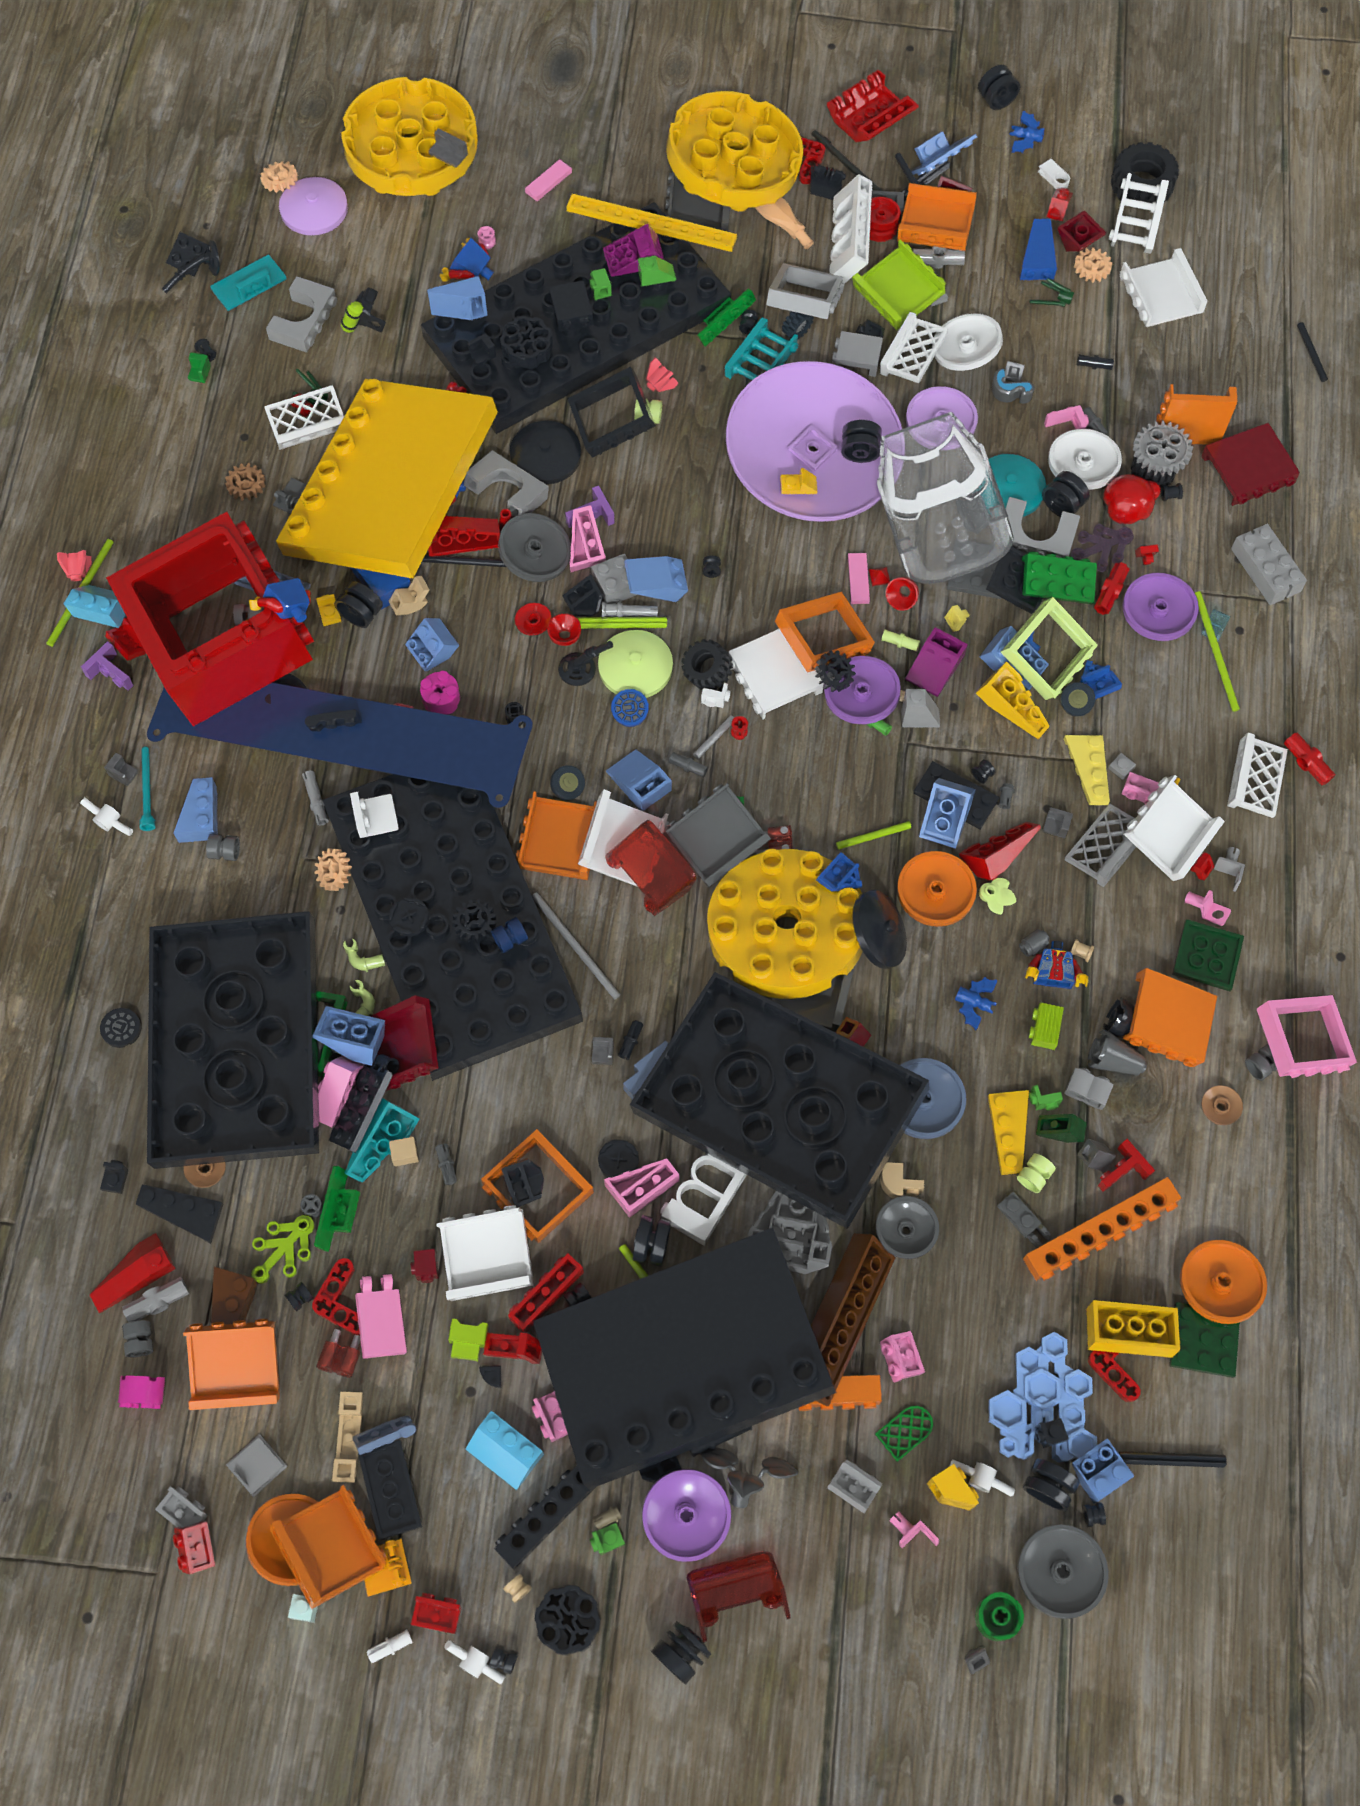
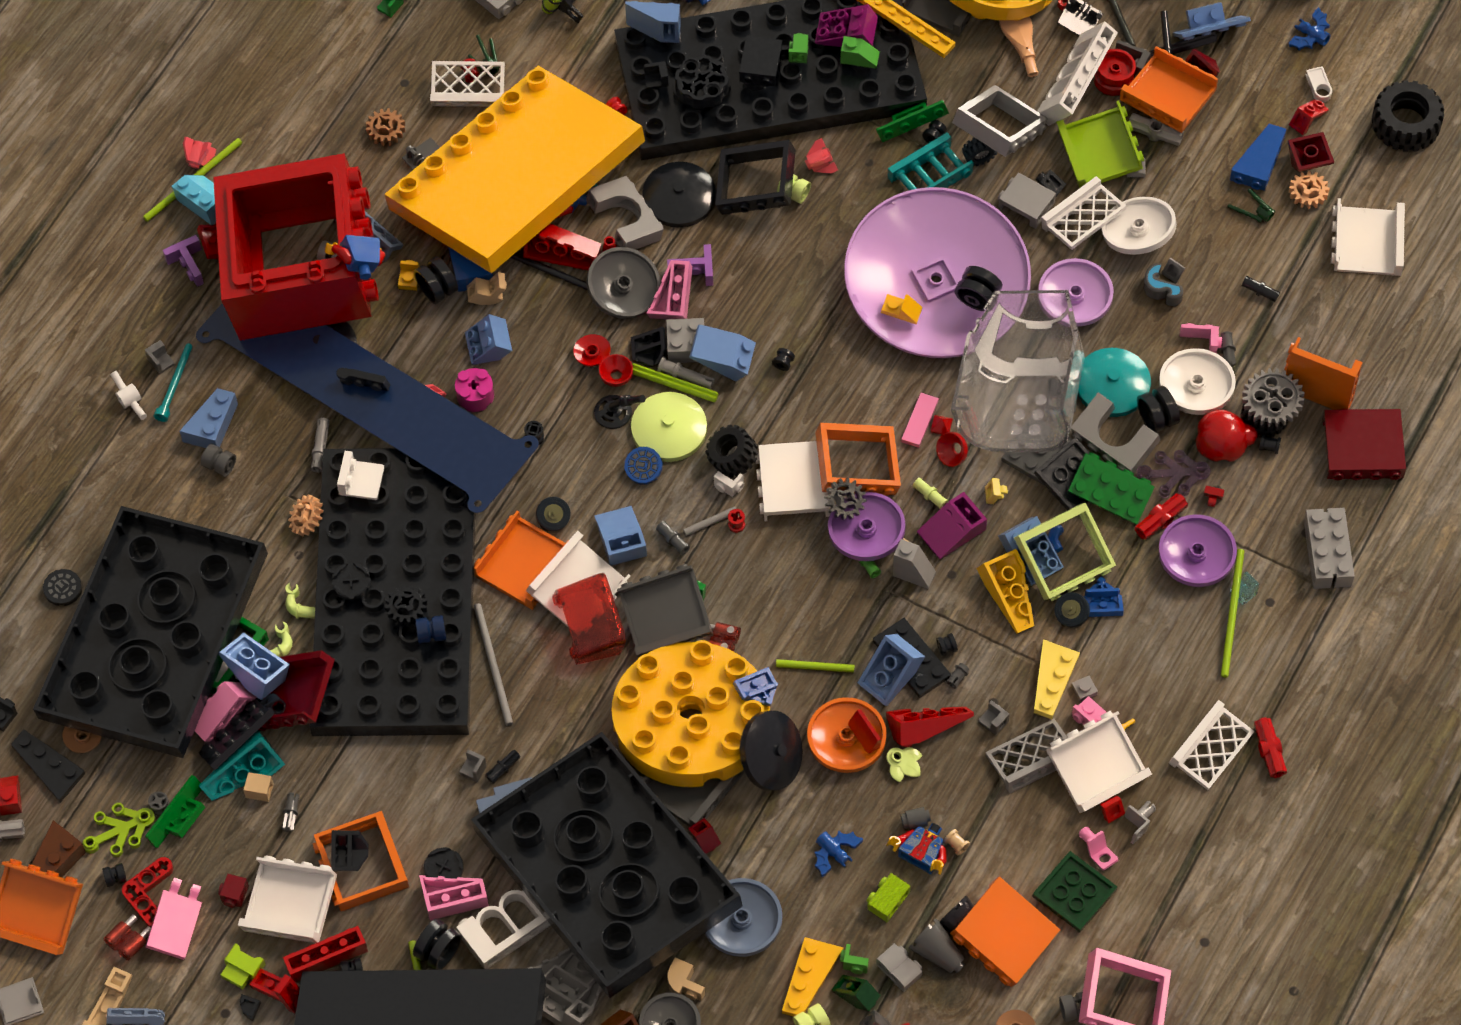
camera: 25 degrees right, 5 degrees down
(955, 879) = (864, 732): none -> red slope
(1151, 224) = (1386, 169): white fence -> none

